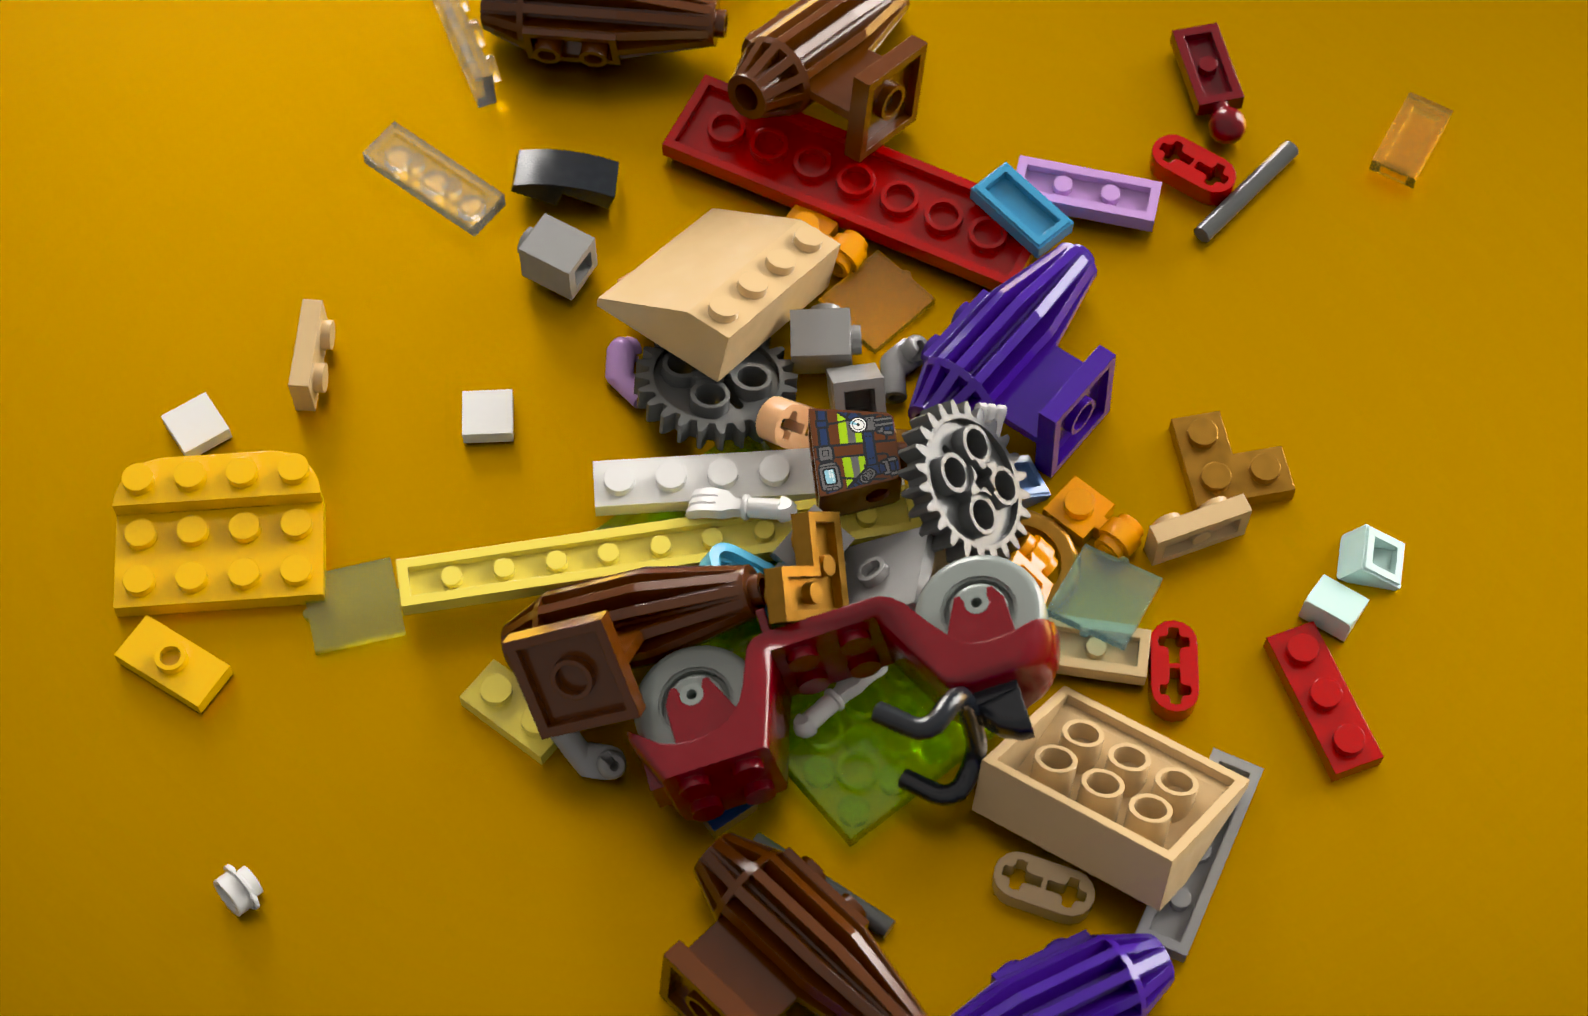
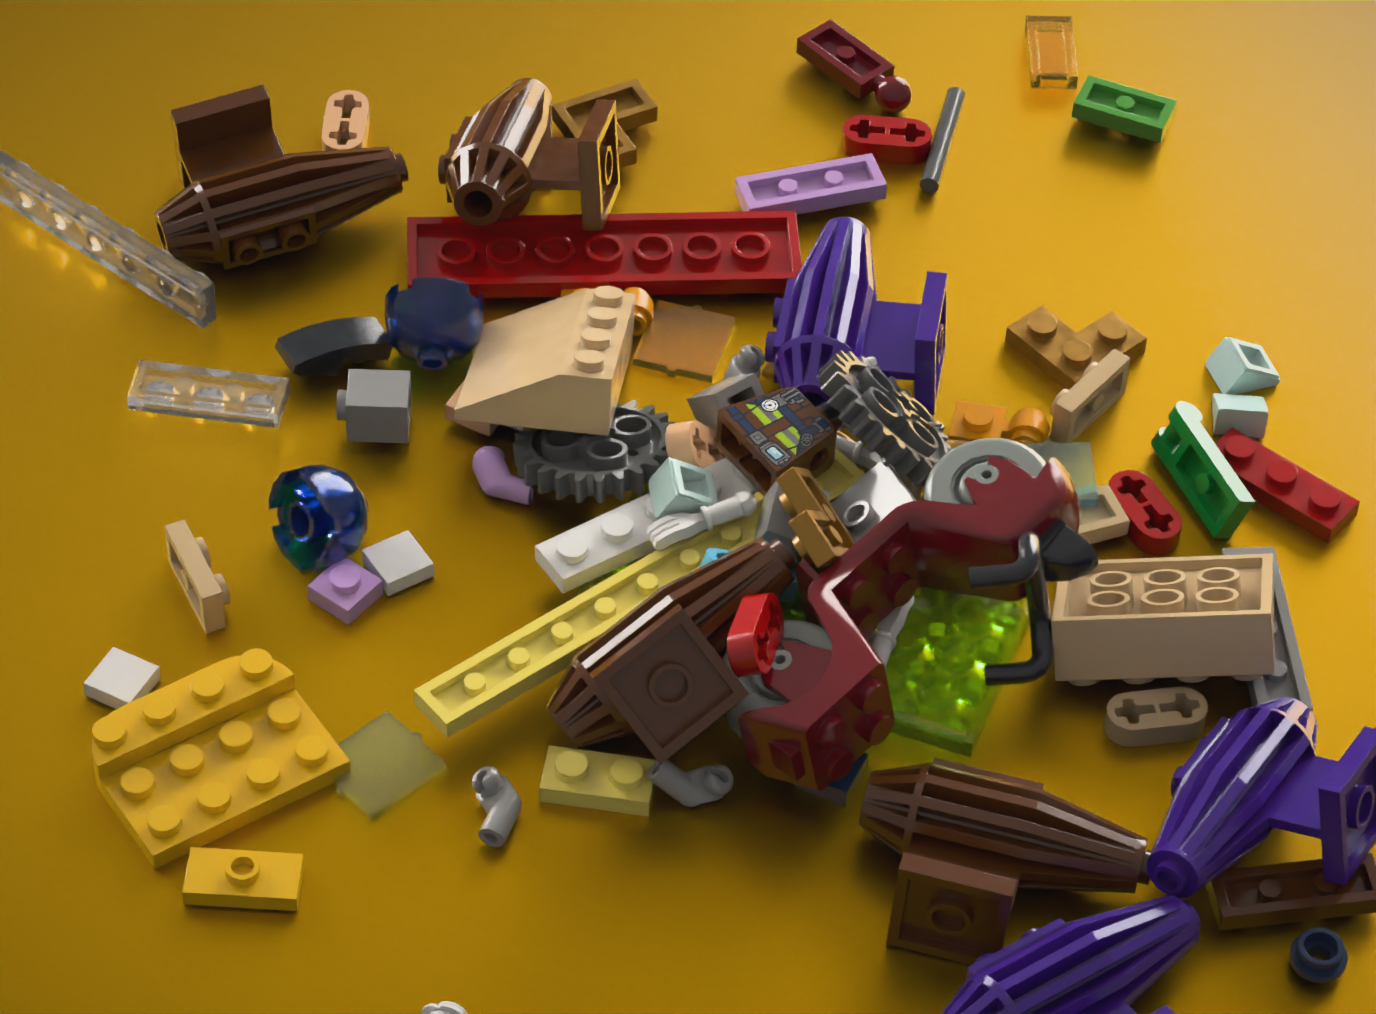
camera: 30 degrees left, 15 degrees down
(422, 694) = (499, 802): none -> light grey arm
(429, 422) = (345, 590): none -> lavender plate
(443, 345) = (318, 516): none -> cylinder
(654, 195) = (434, 321): none -> clear blue cylinder
(678, 662) = (755, 635): none -> red beam
(745, 468) = (681, 488): none -> light aqua slope
(823, 338) = (666, 377): light grey brick -> none
(951, 38) = (633, 110): none -> pearl gold plate
(1021, 210) = (769, 215): dark azure tile -> none
(1250, 655) = (1202, 471): none -> green plate
(1438, 232) = (1124, 109): none -> bright green plate

